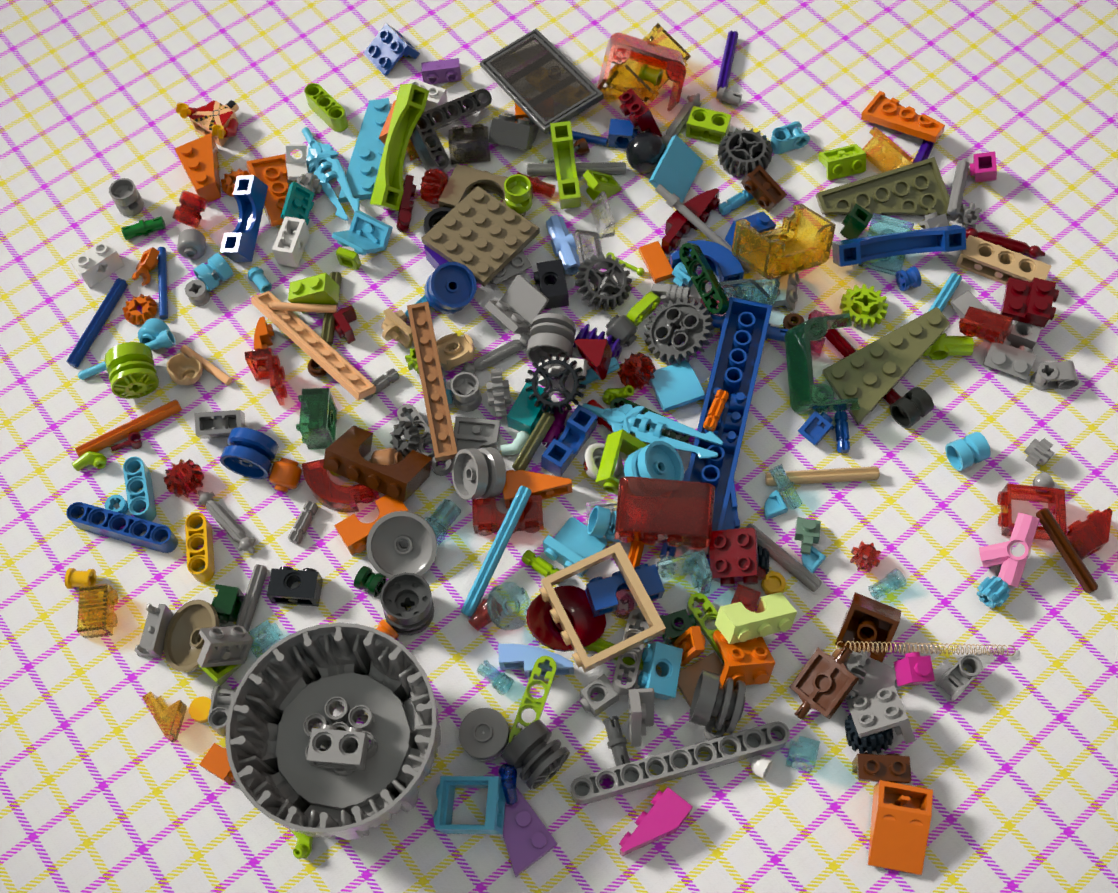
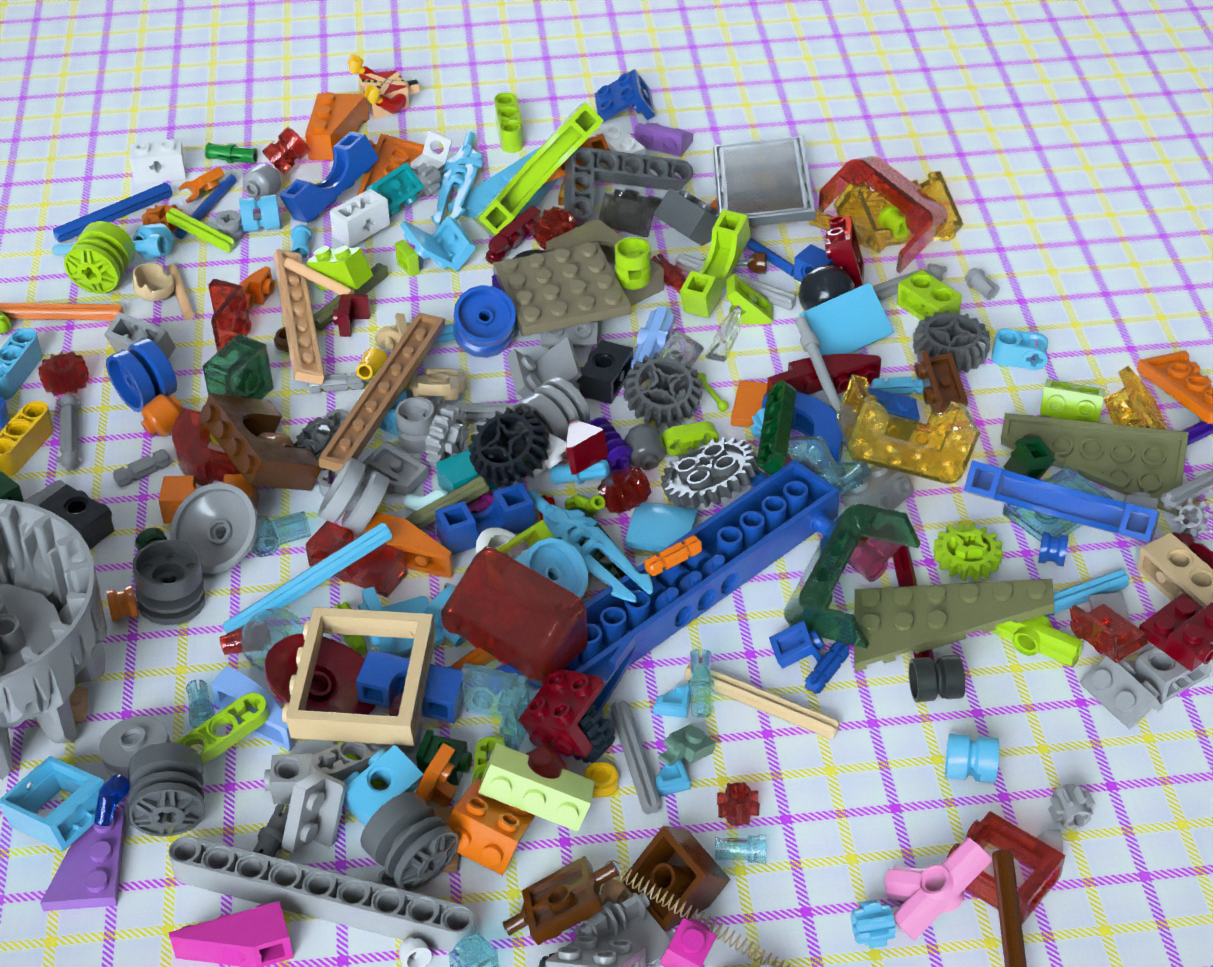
camera: 30 degrees right, 20 degrees down
(126, 197) = (236, 119): light grey wheel -> none
(130, 442) = (49, 323): dark red hand -> none
(180, 307) = (200, 230): none -> lime axle
(395, 357) = (371, 363): none -> yellow cone
(670, 292) = (730, 430): light grey hinge -> none
(727, 60) = (1013, 249): dark purple axle -> none
(1055, 376) = (1171, 738): light grey piece -> none
(1091, 534) = (1069, 930): clear red slope -> none

